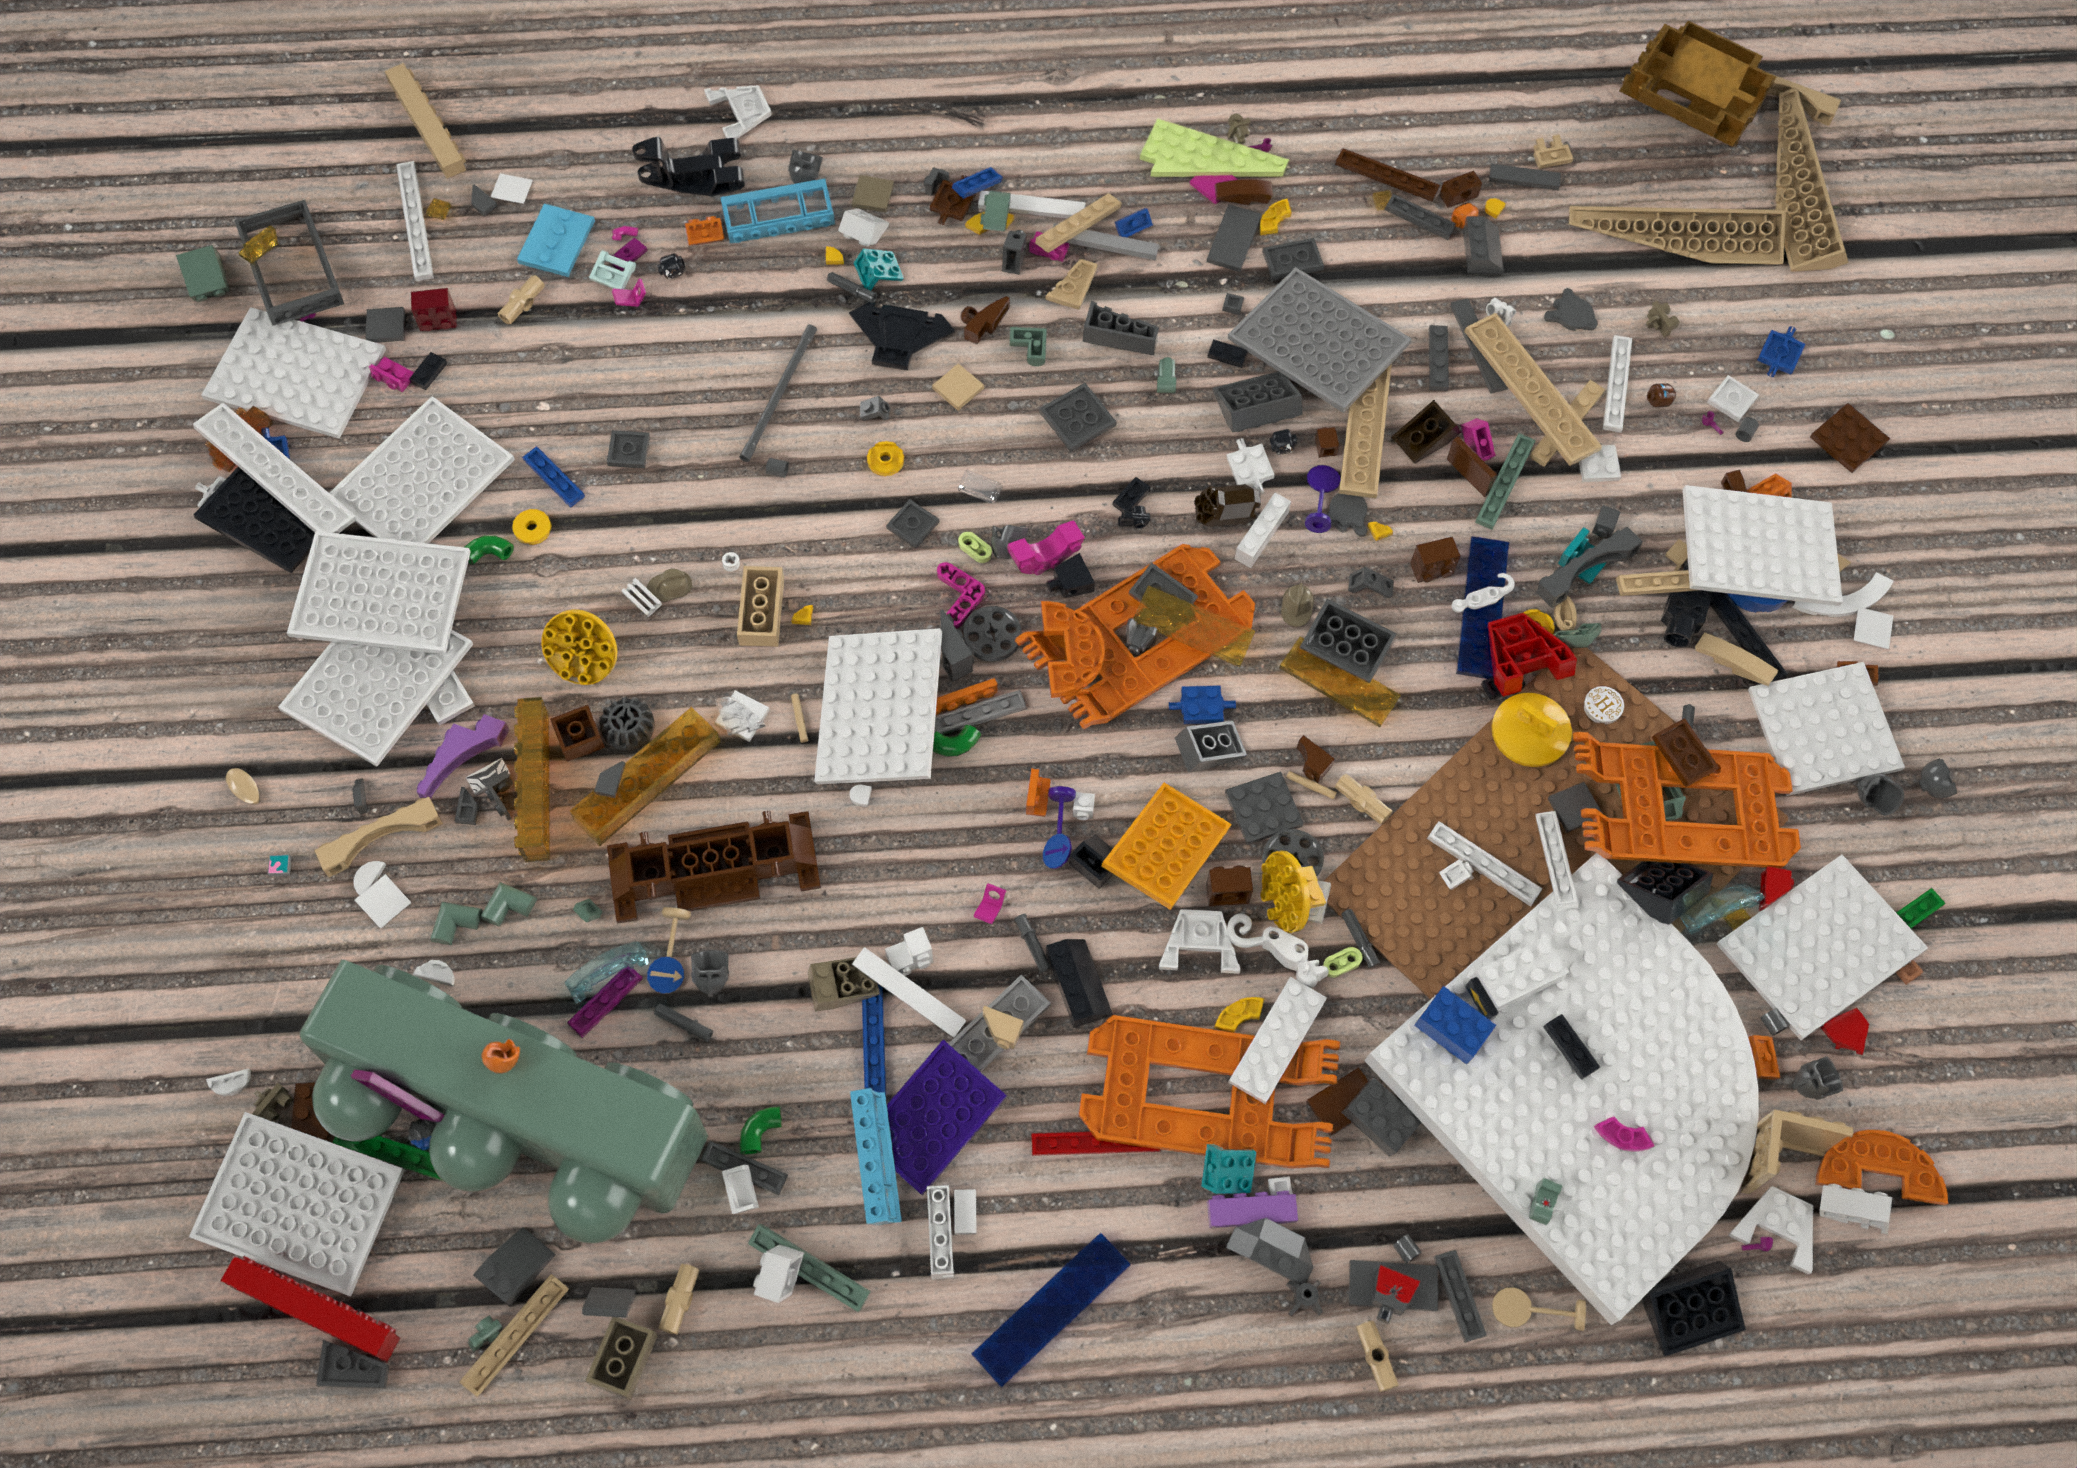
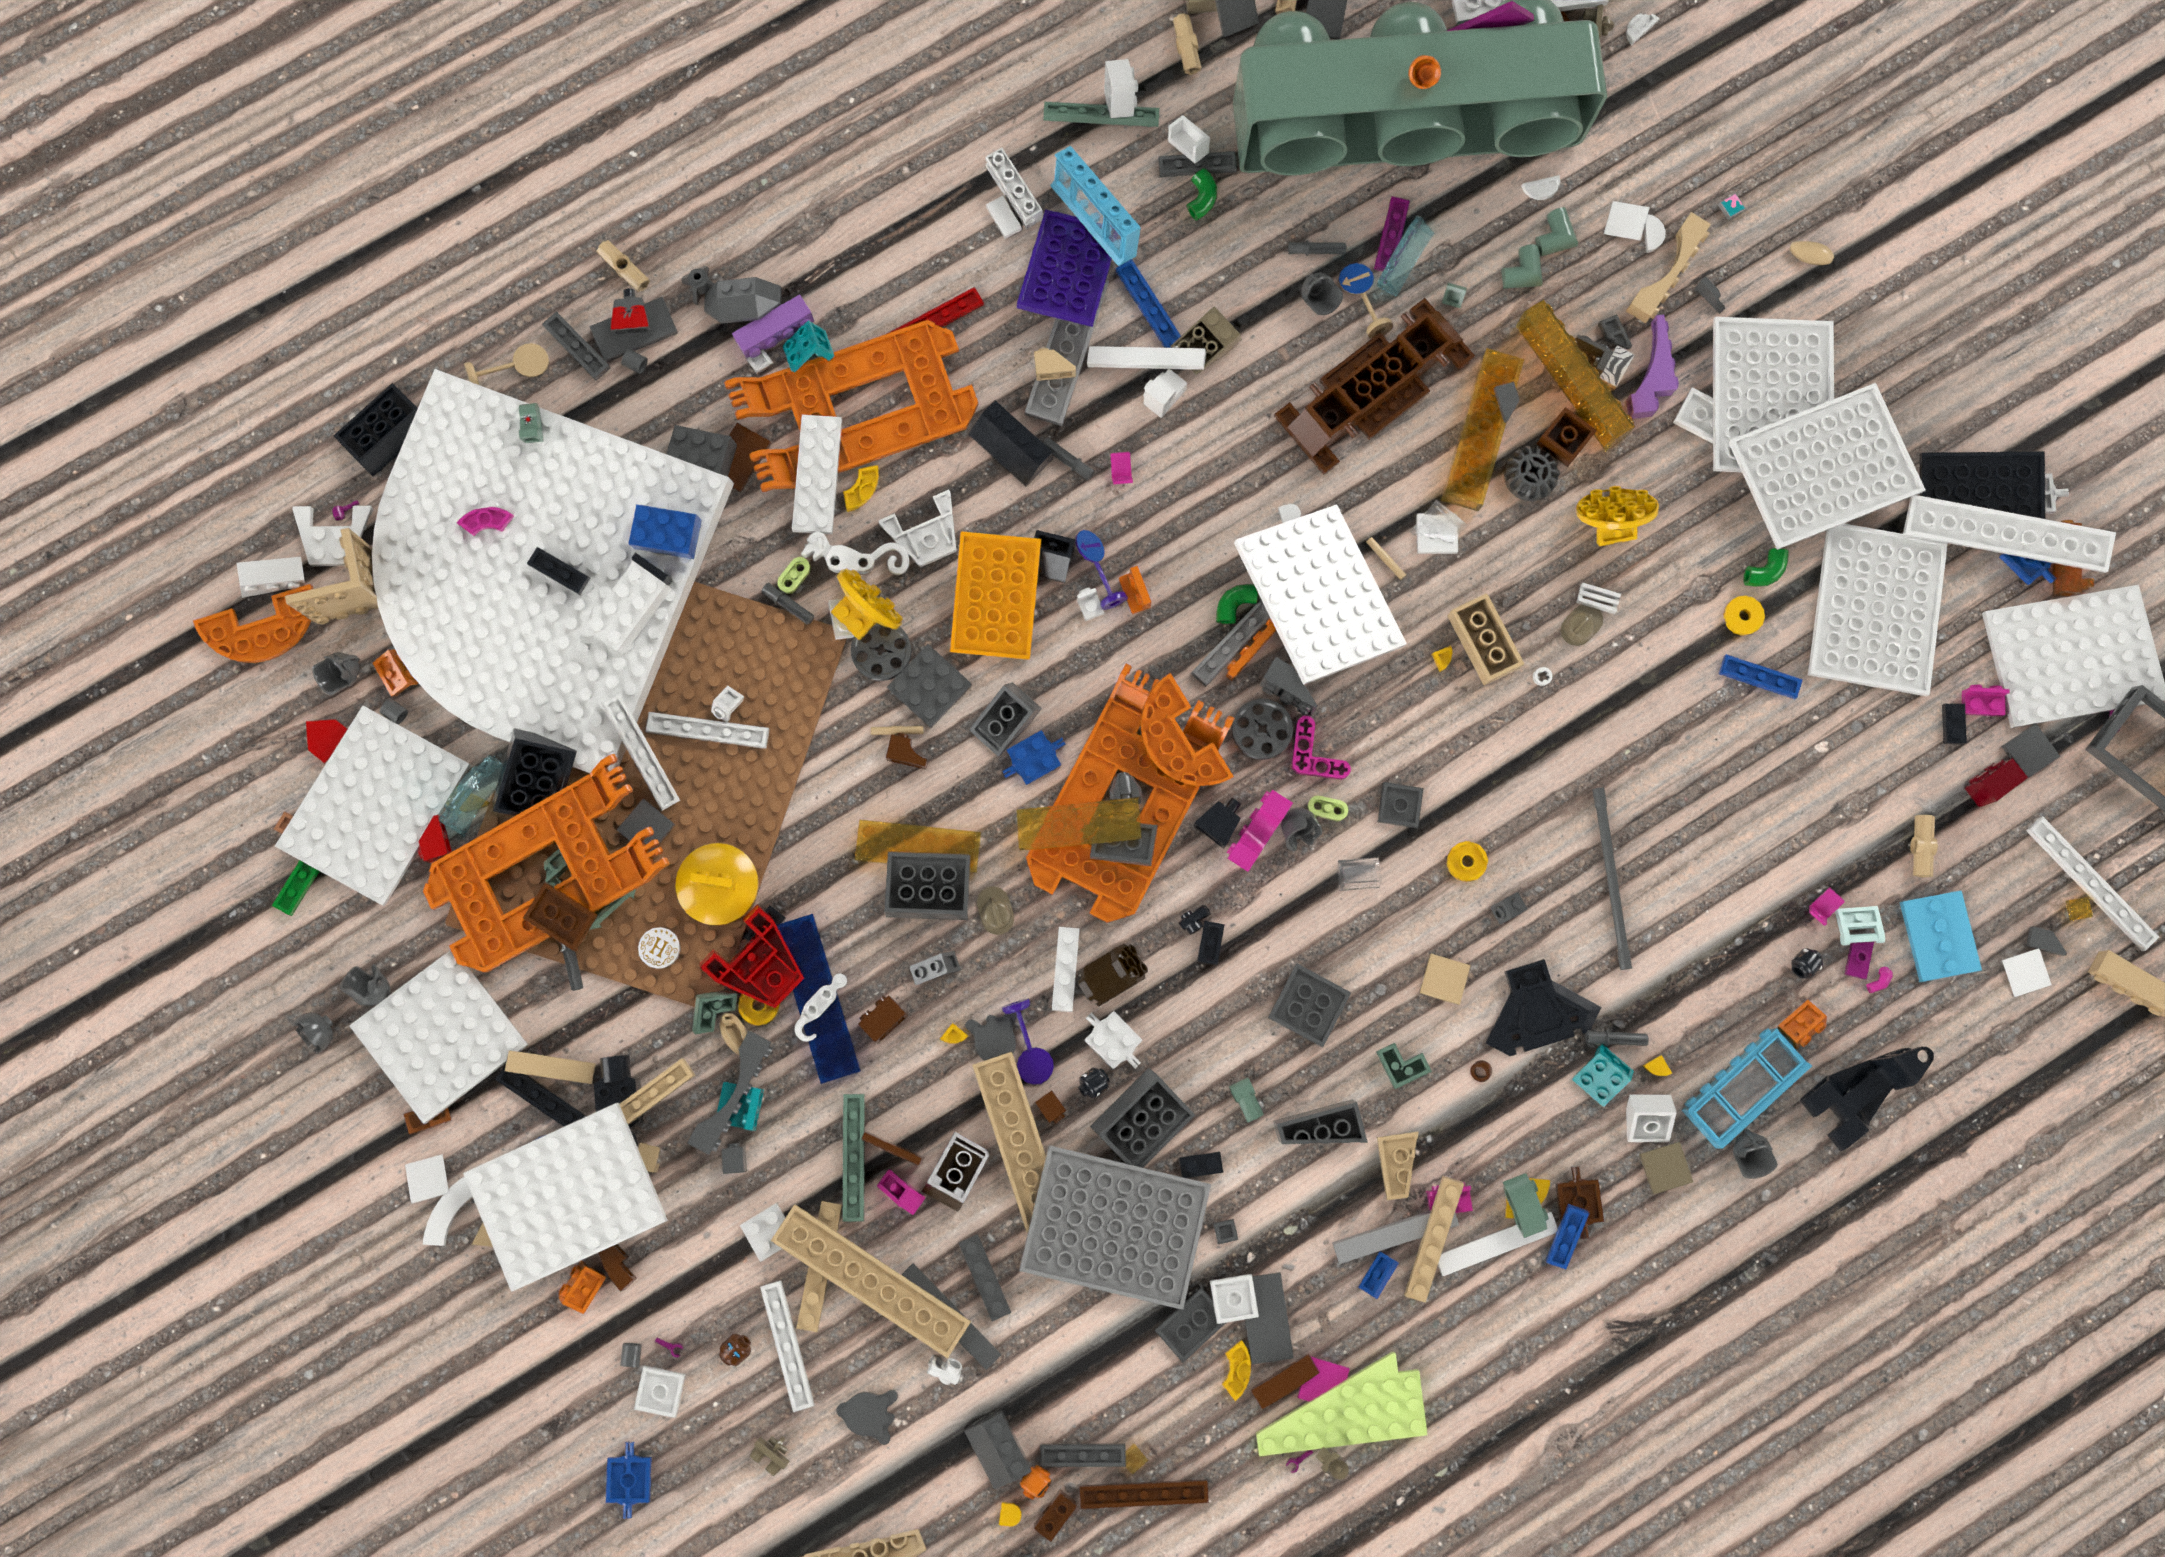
camera: 150 degrees right, 15 degrees up
(628, 449) = (1711, 739): dark grey plate -> none
(747, 105) = (1861, 1206): white wing -> none
(777, 467) = (1561, 793): dark grey beam -> none
(936, 176) = (1615, 1214): dark grey bracket -> none
(986, 320) = (1460, 1071): reddish brown slope -> none
(1014, 243) = (1480, 1169): dark grey torso -> none
(1050, 1310) = (896, 177): clear blue plate -> none
(1229, 886) = (923, 586): reddish brown brick -> none
(1252, 256) = (1234, 1298): none -> white tile
(1363, 799) = (843, 737): tan piece -> none
(1849, 437) = (521, 1406): reddish brown plate -> none

